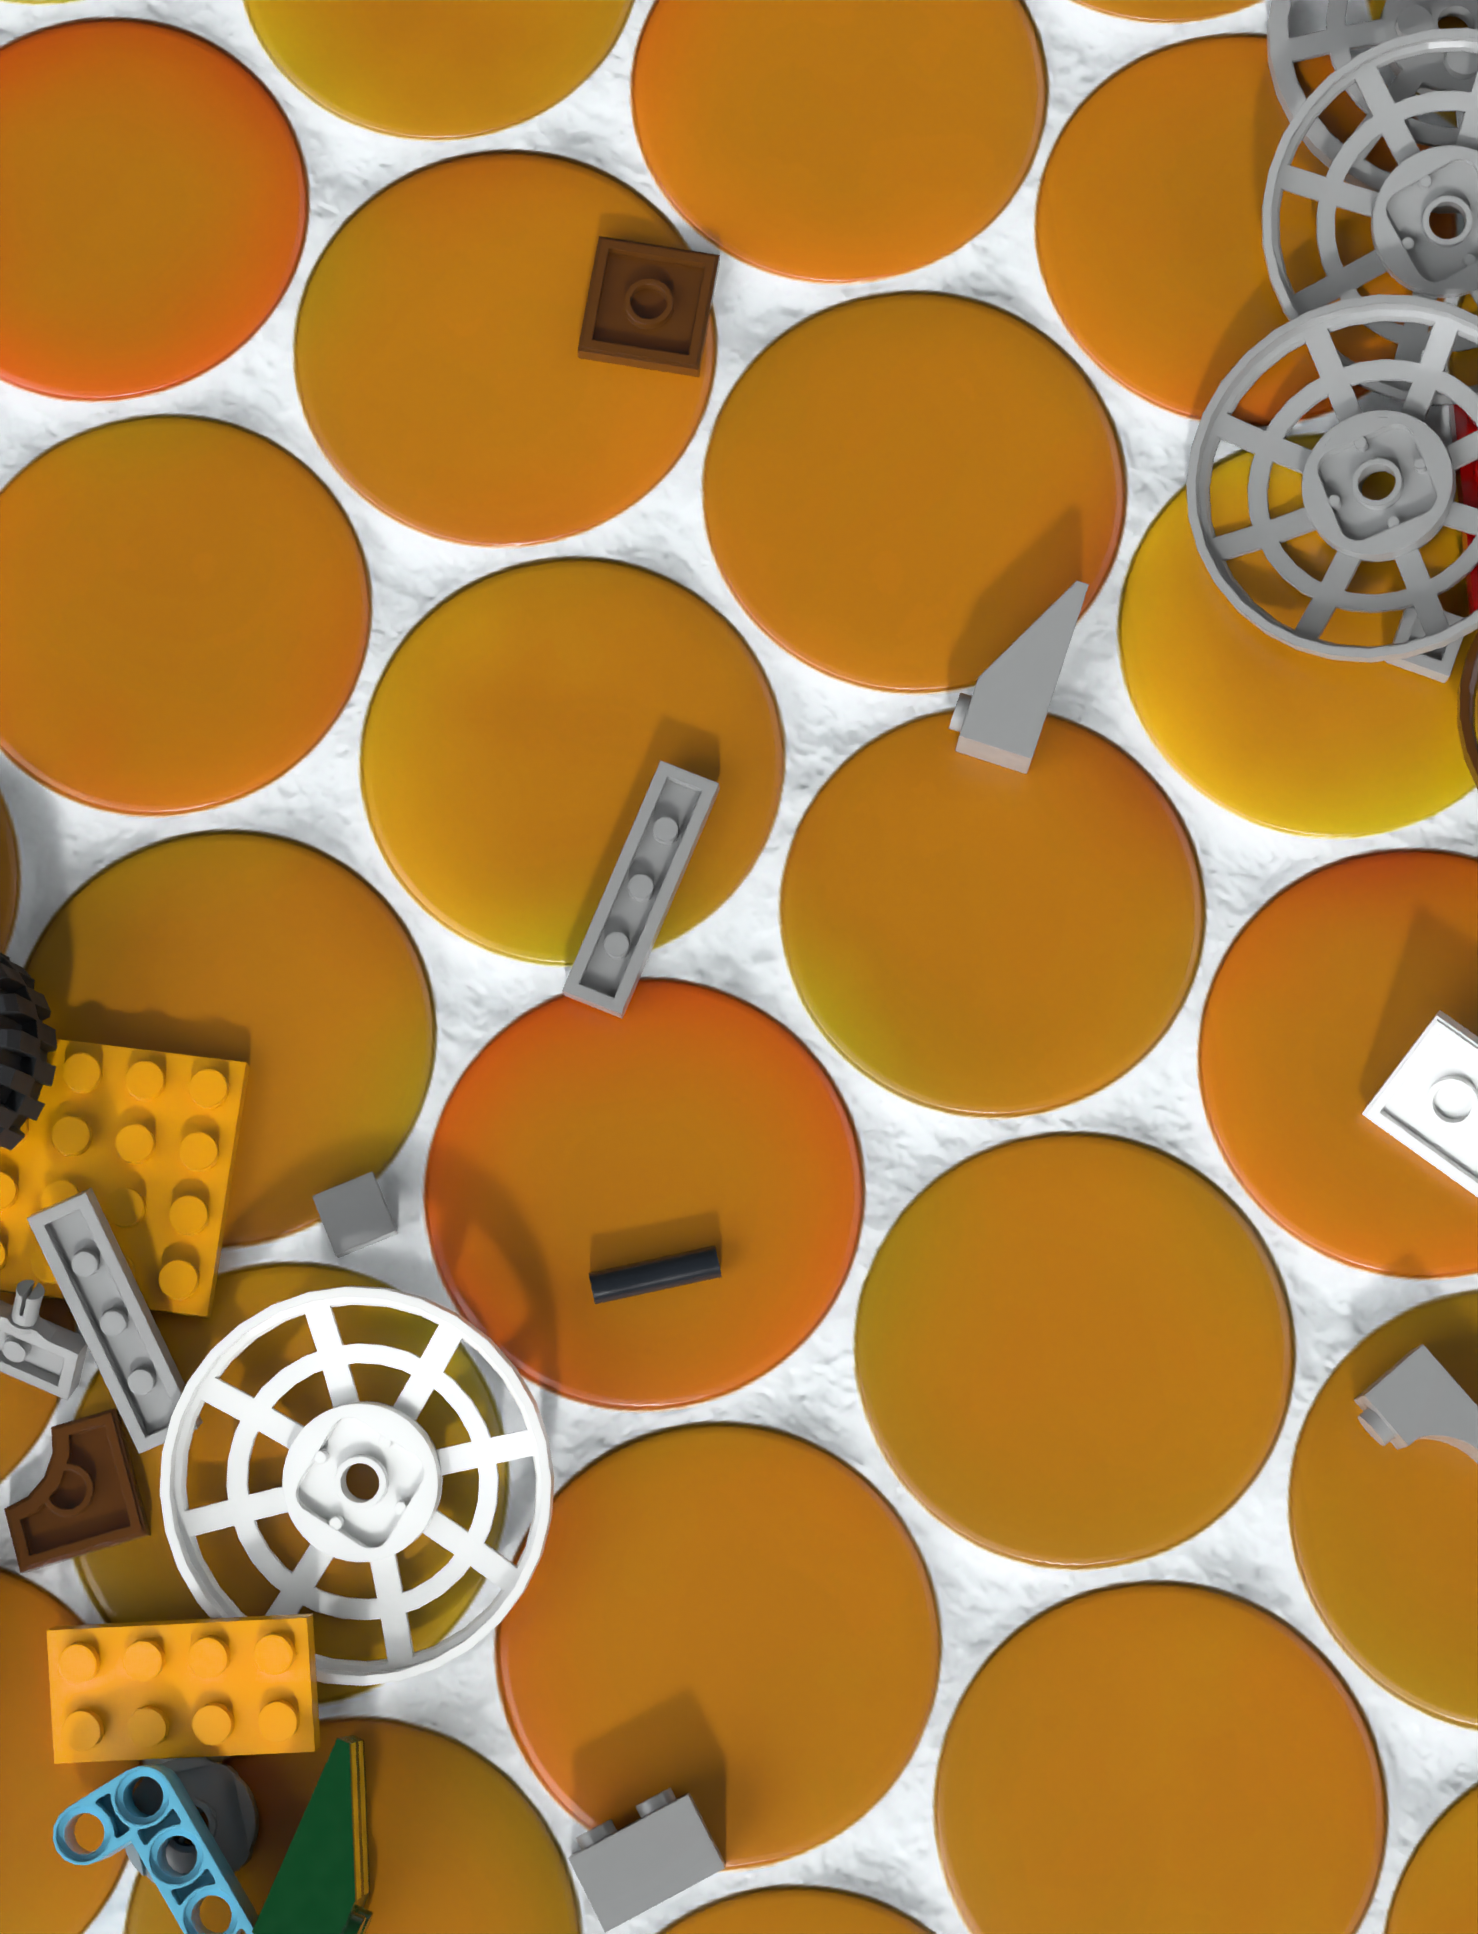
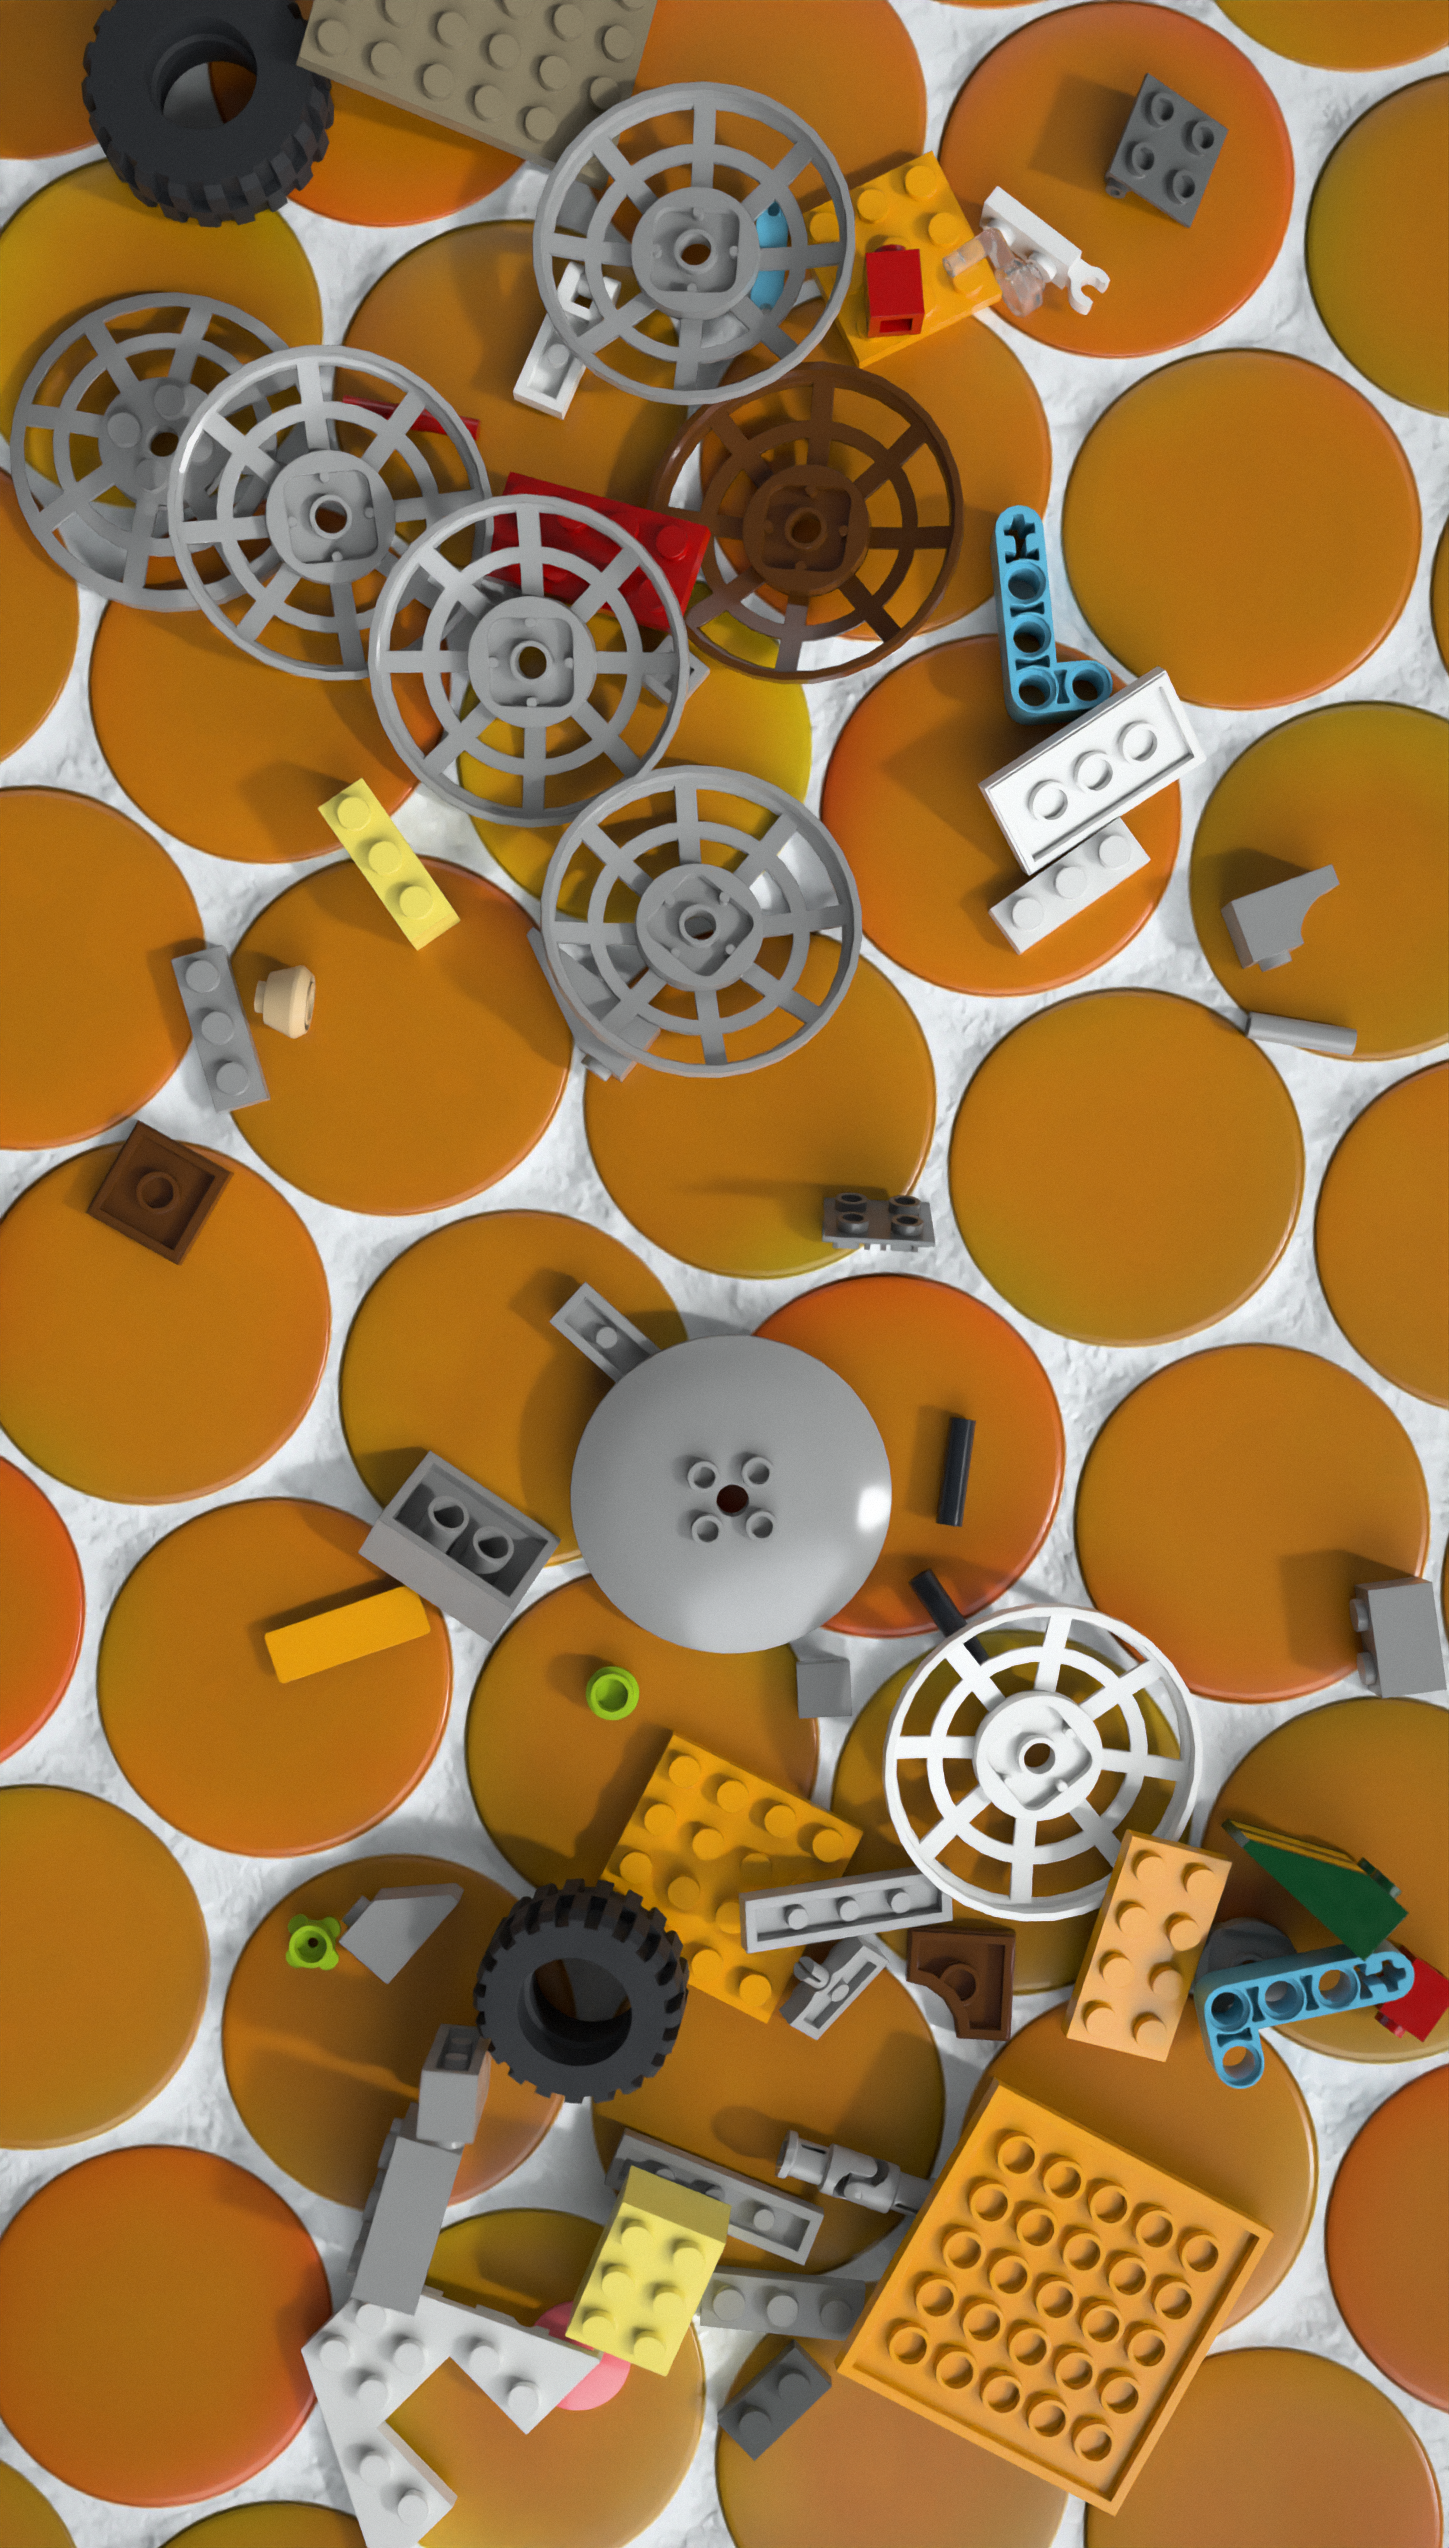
camera: 70 degrees left, 10 degrees up
(237, 670) = (347, 1633): none -> light orange piece
(269, 980) = (612, 1692): none -> lime plate
(376, 753) = (459, 1546): none -> light grey slope
(490, 1319) = (944, 1611): none -> black piece
(629, 1049) = (713, 1419): none -> light grey dish
(849, 307) = (220, 1029): none -> light grey plate
(900, 1055) = (900, 1222): none -> dark grey hinge
(908, 362) = (287, 1000): none -> tan cone
(1097, 414) = (389, 864): none -> light yellow brick
(1197, 751) = (719, 898): none -> light grey dish
(1305, 1490) = (1300, 1033): none -> light grey piece
(1369, 1164) = (1069, 885): none -> white plate

